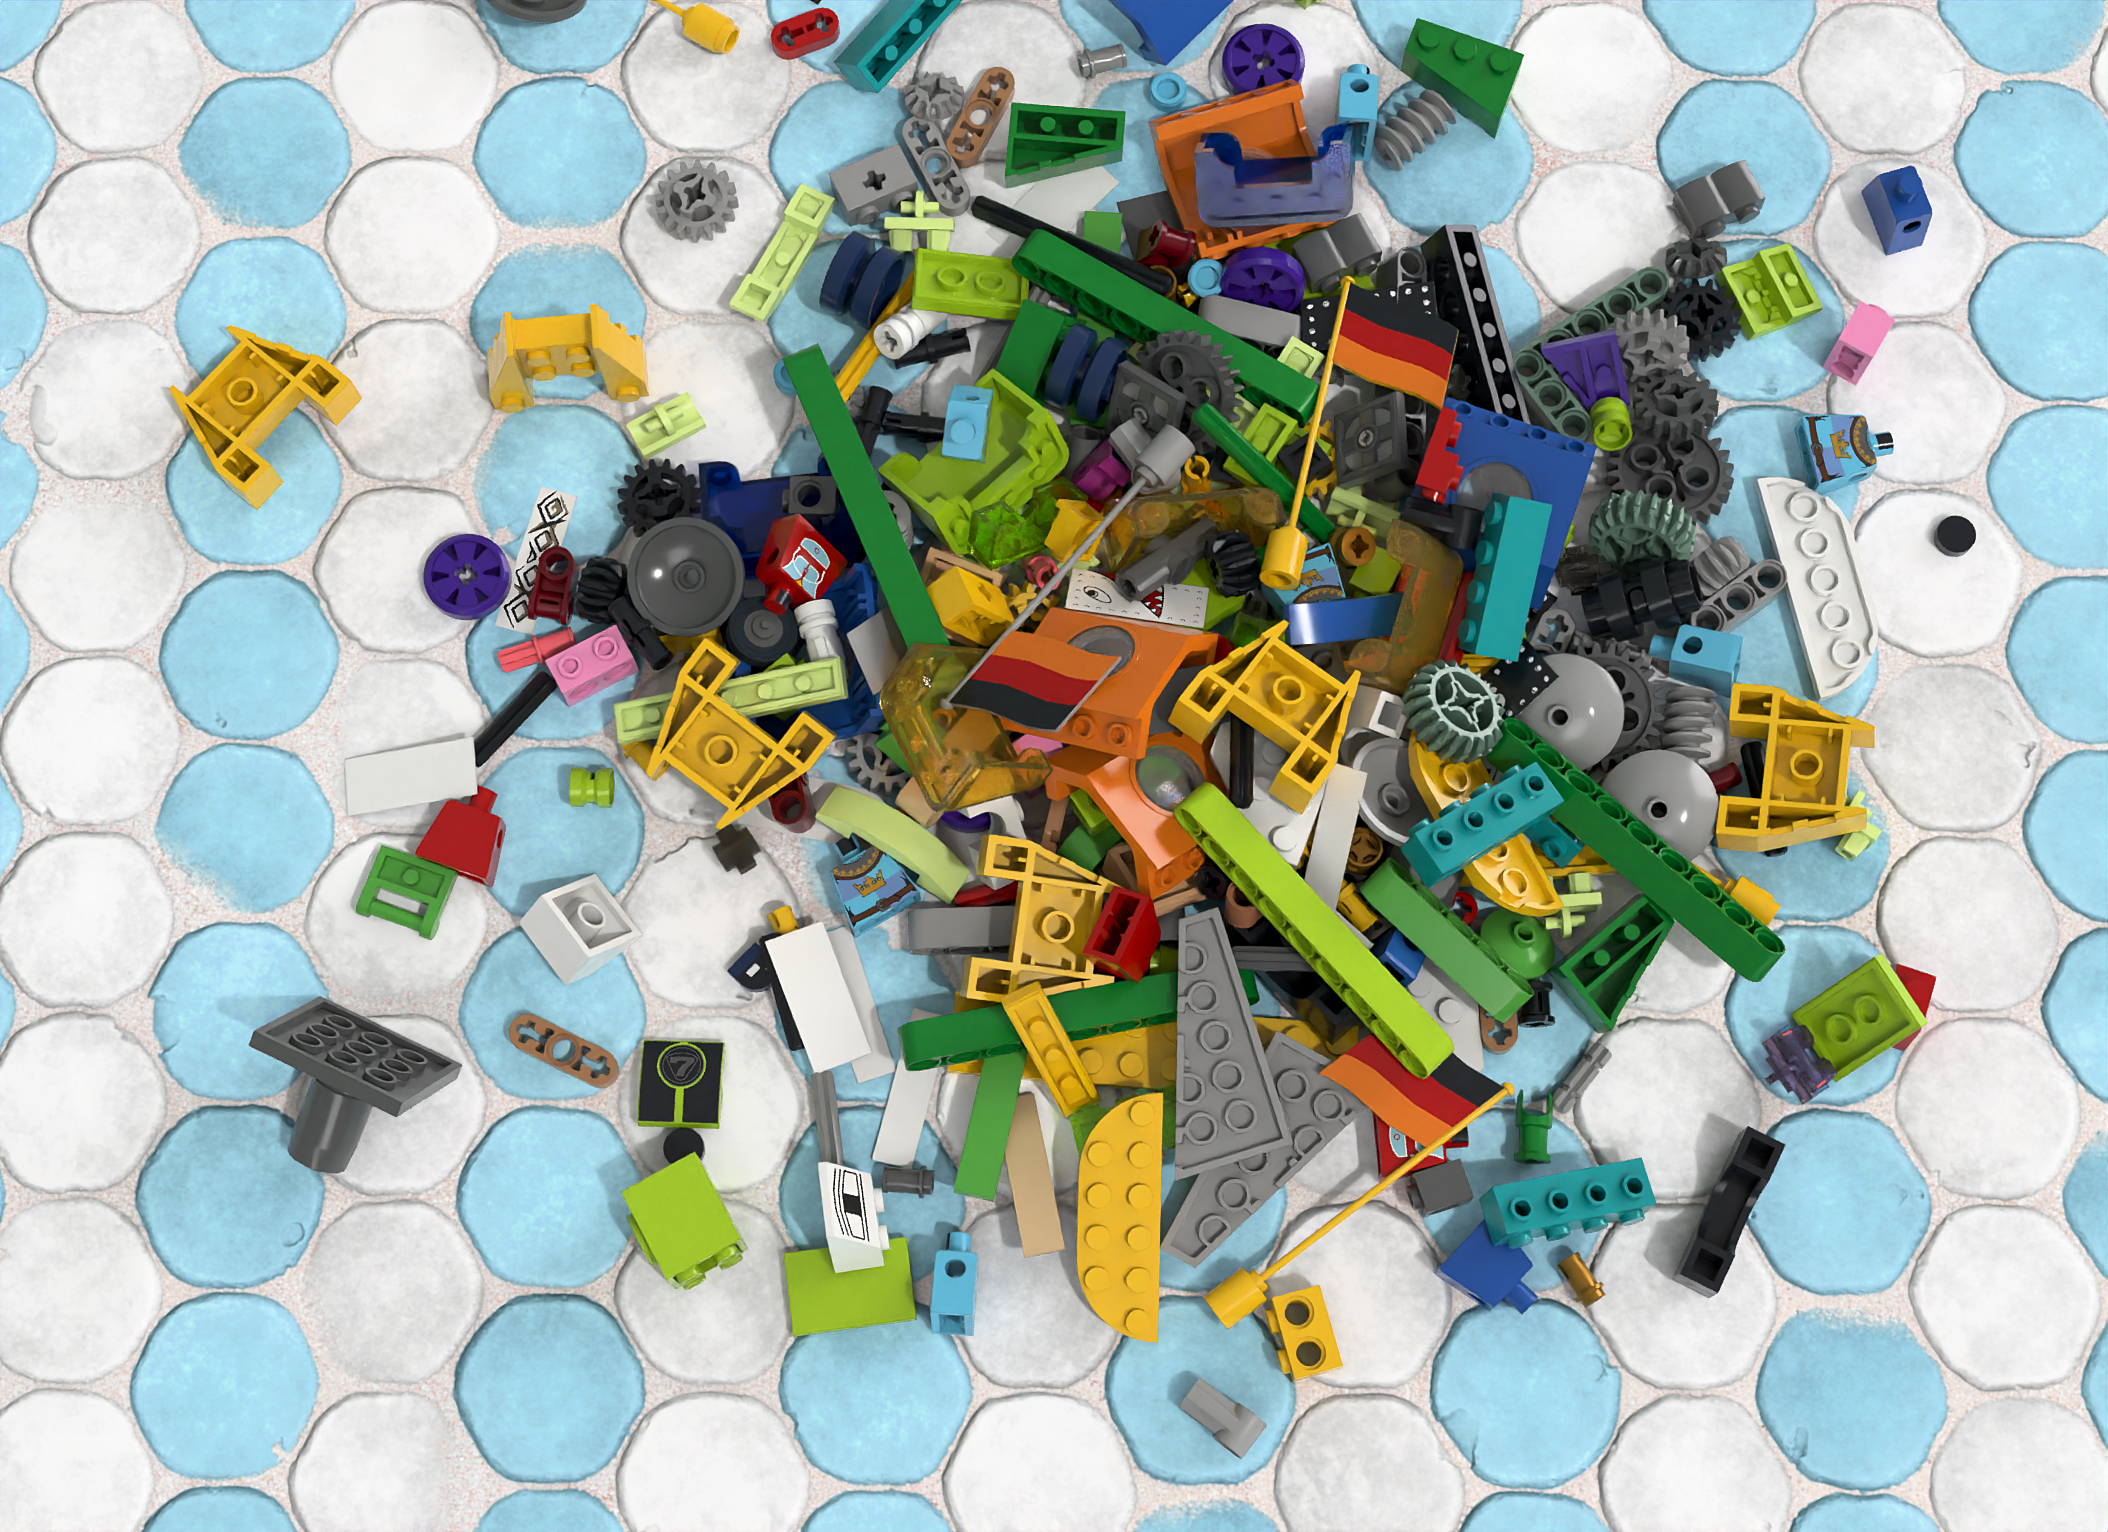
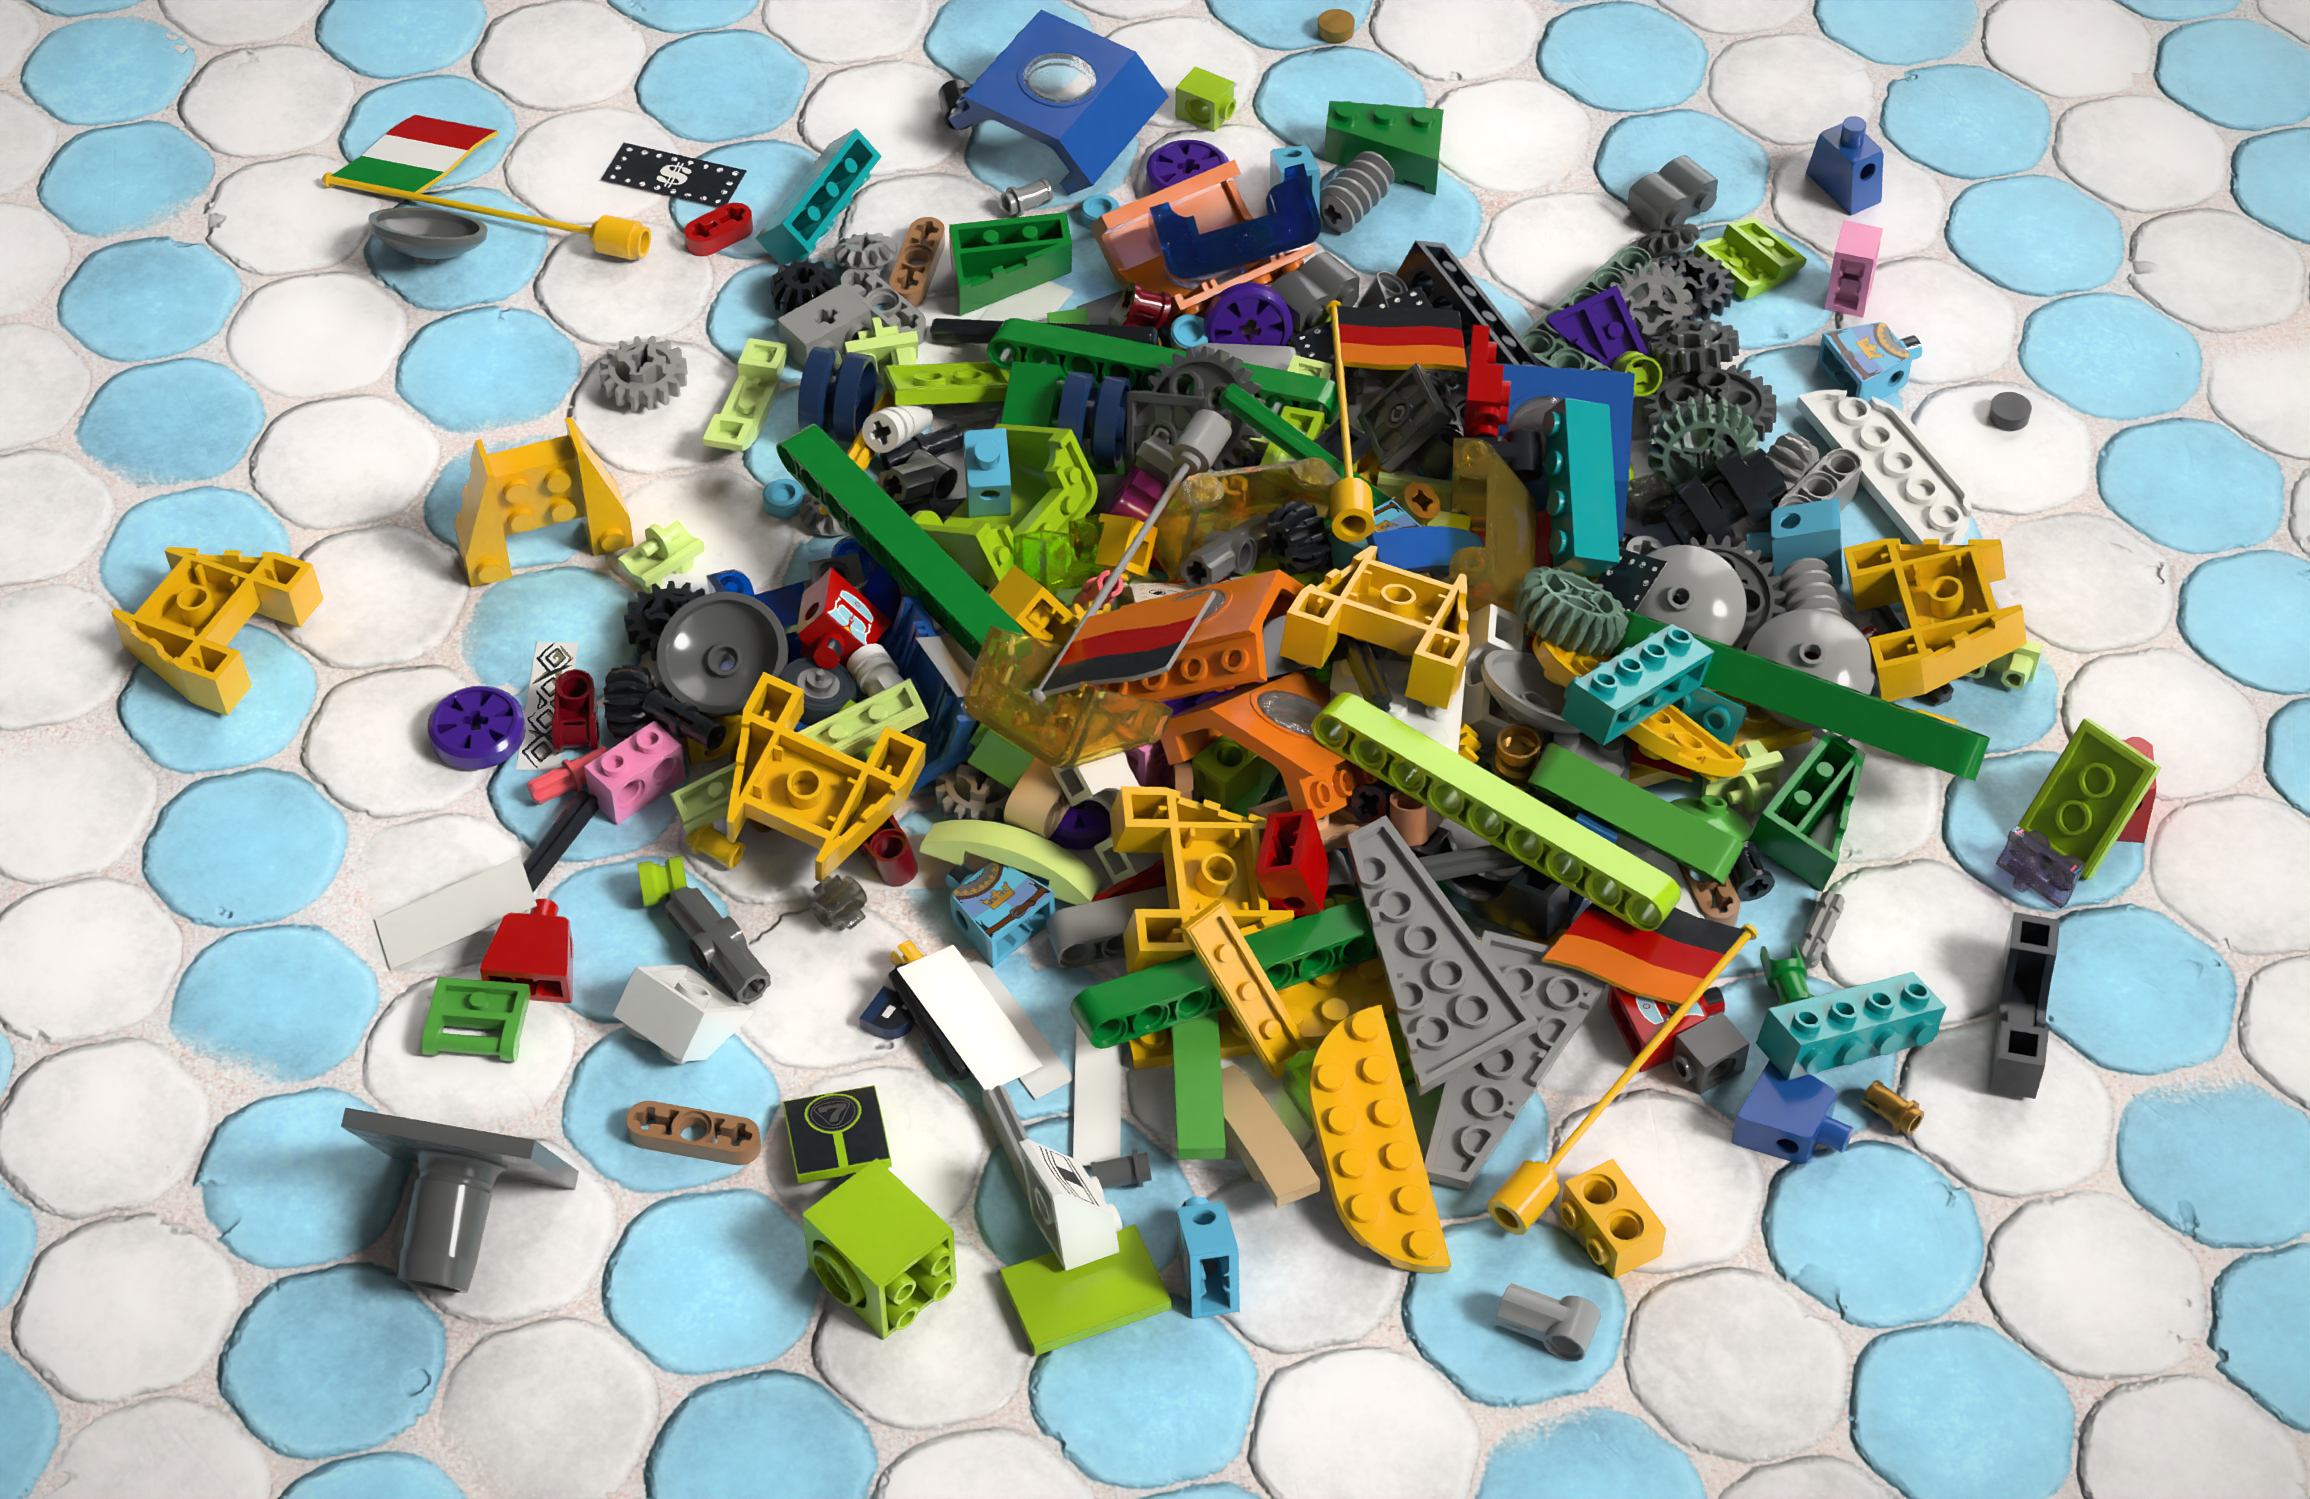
camera: 15 degrees left, 25 degrees down
(624, 865) = (717, 945): none -> dark grey piece
(864, 119) = (800, 284): none -> black gear
(918, 388) = (919, 477): none -> dark grey piece
(1335, 831) = (1485, 715): white sticker -> none

